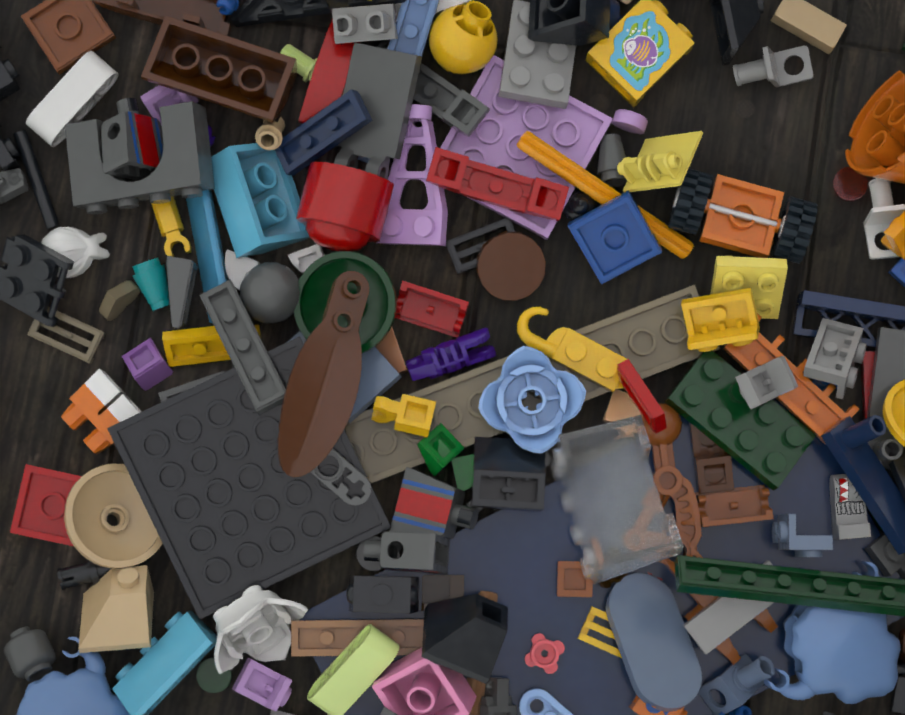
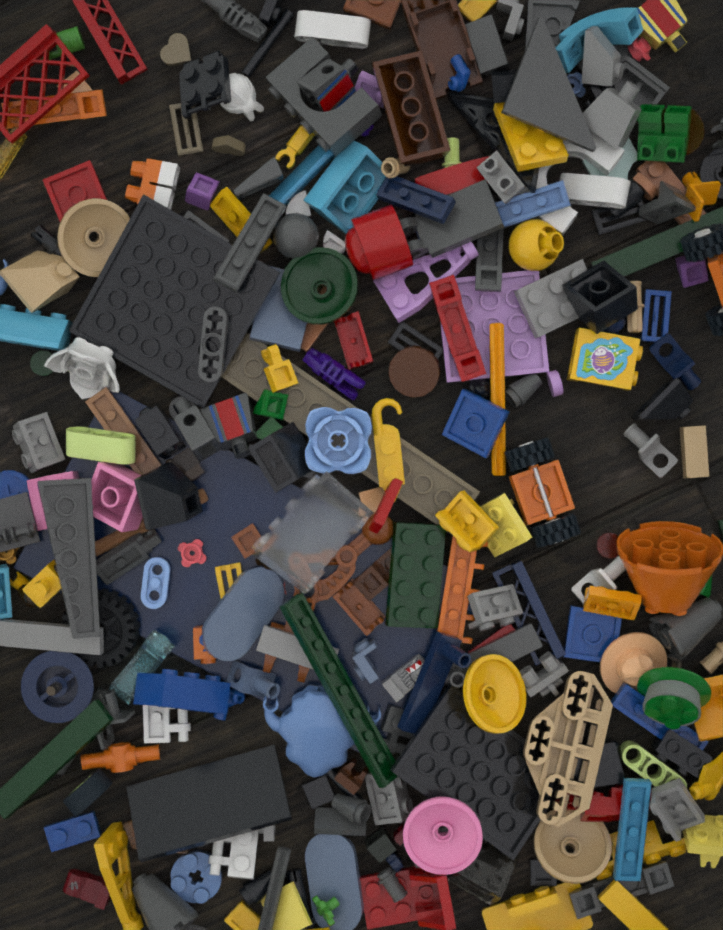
camera: 50 degrees right, 5 degrees up
(153, 282) = (254, 157): teal cone -> none
(263, 685) = (57, 396): lavender bracket -> none
(323, 381) = (261, 305): reddish brown plant -> none
(660, 162) = (540, 419): light yellow hinge -> none
(766, 382) = (447, 575): light grey bracket -> none

